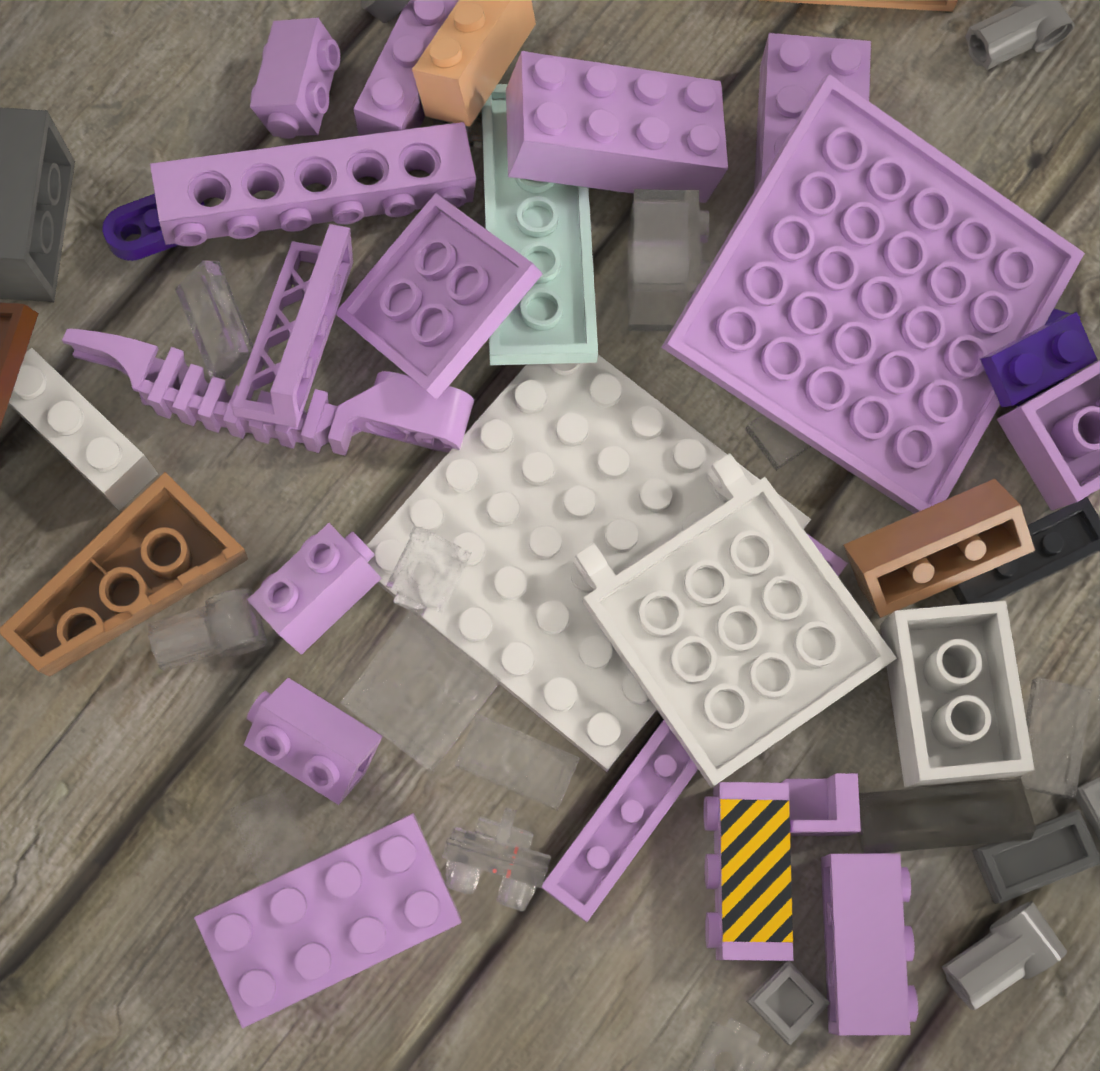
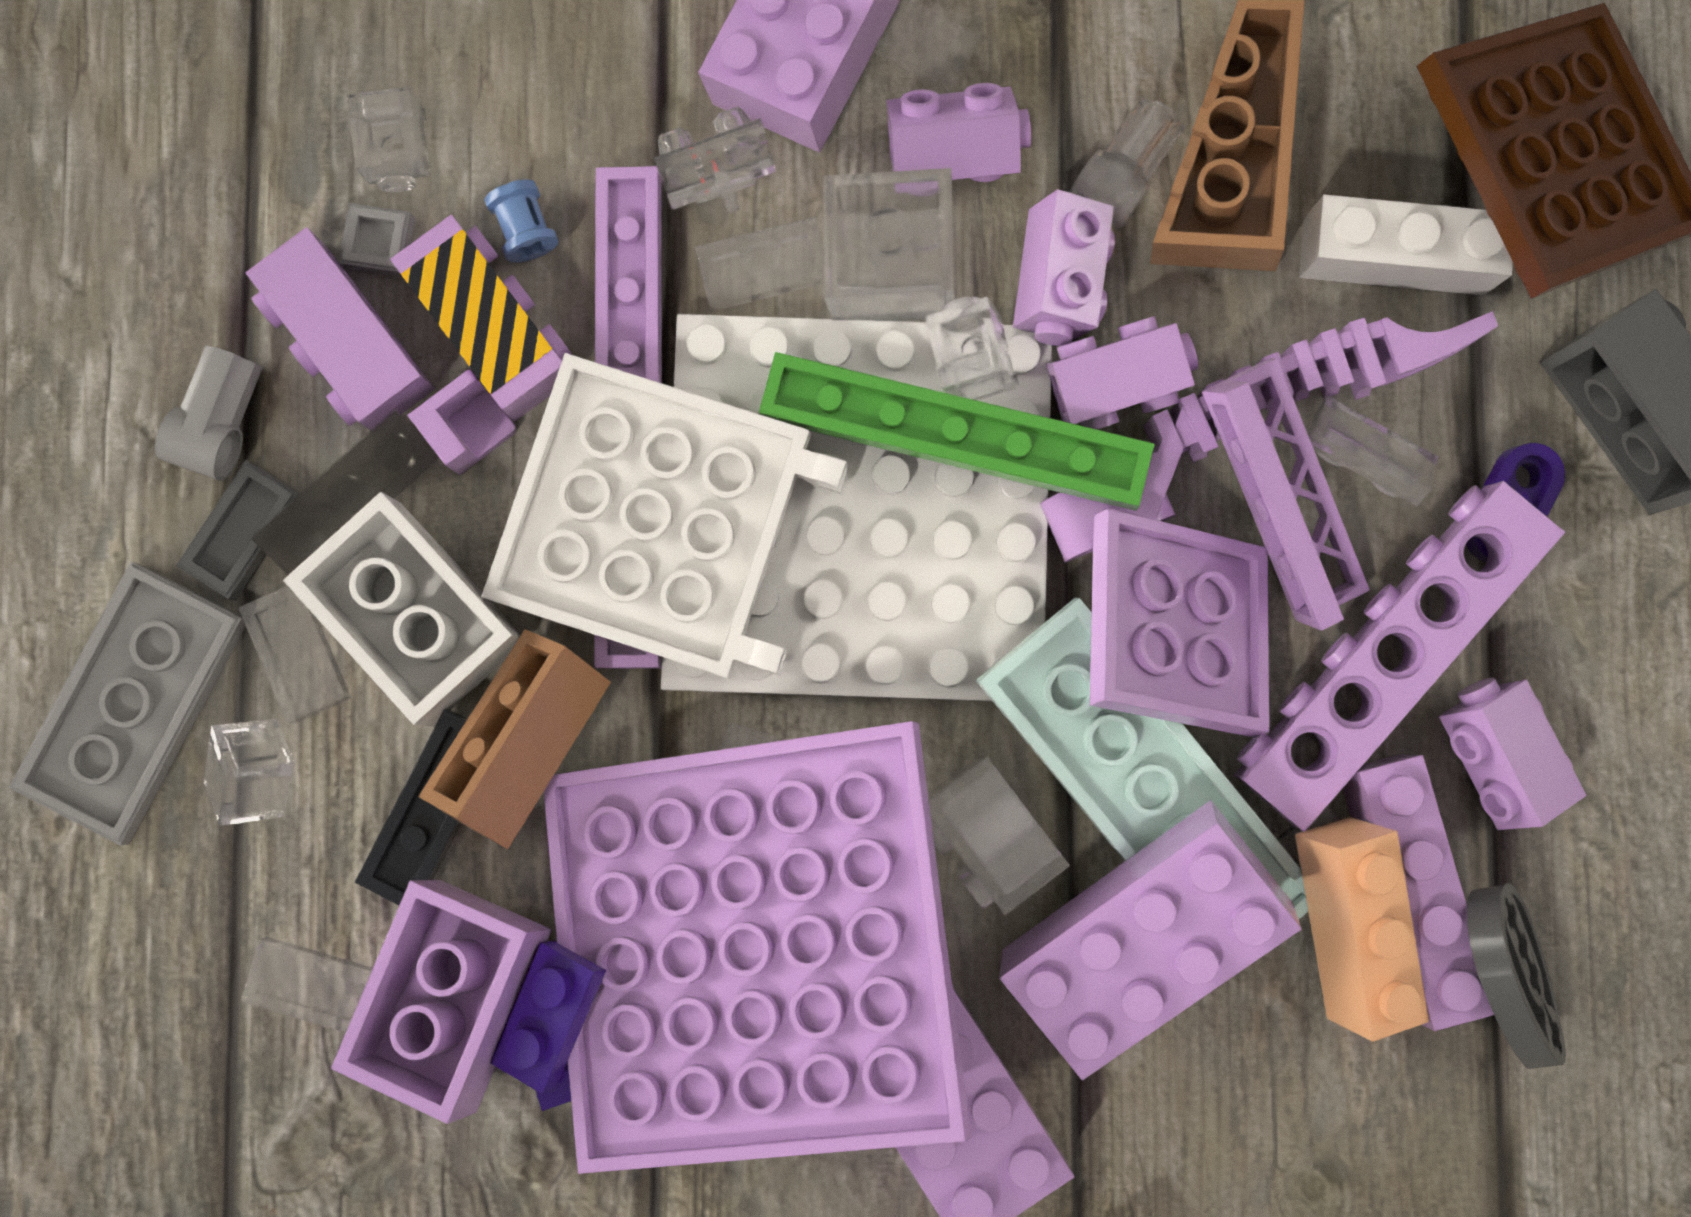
camera: 150 degrees right, 10 degrees up
(336, 487) = (1139, 368): none -> lavender brick
(484, 526) = (957, 431): none -> bright green plate
(670, 926) = (521, 221): none -> medium blue bush

